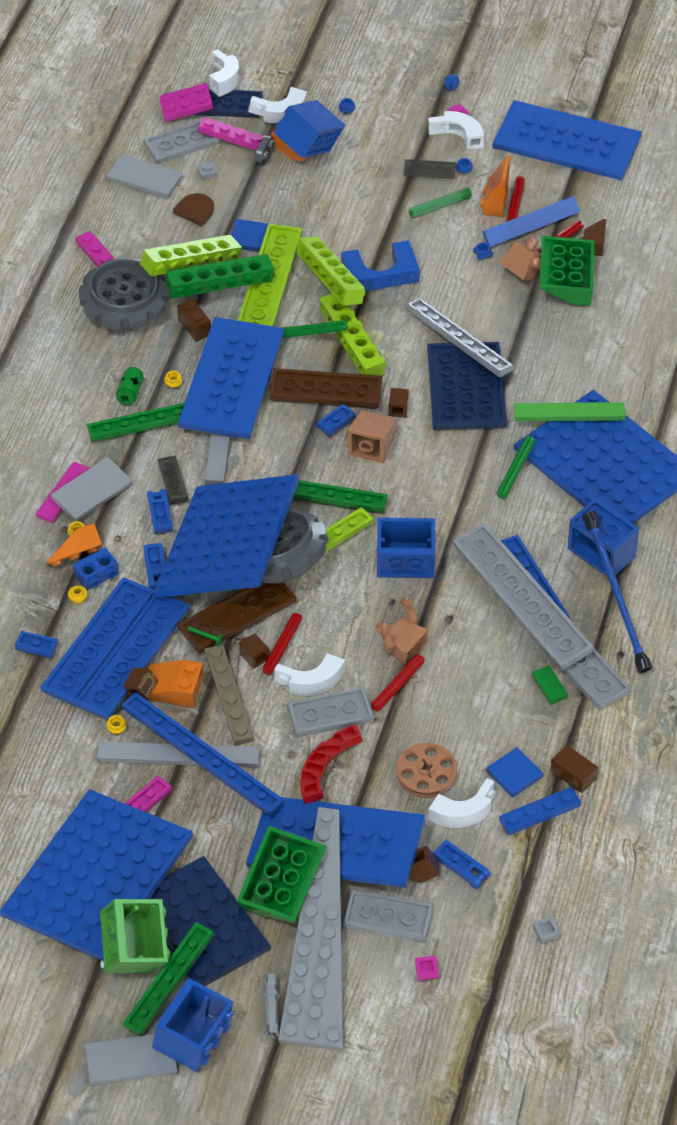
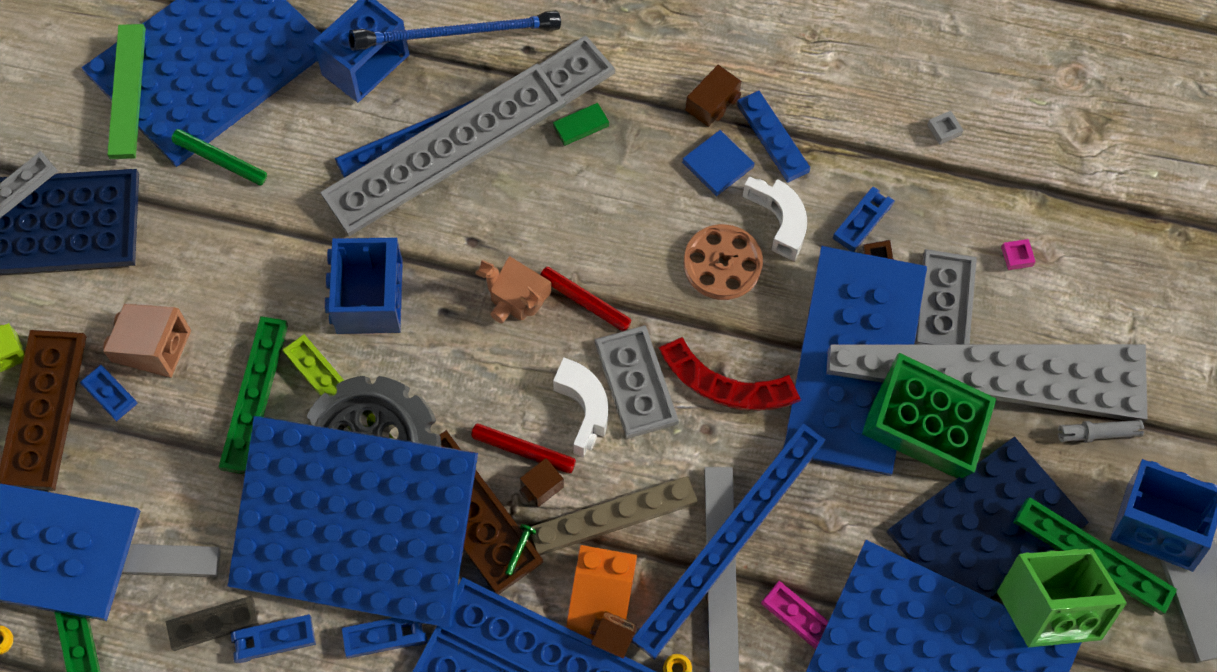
camera: 95 degrees left, 15 degrees up
(398, 402) = (83, 307): reddish brown brick -> none

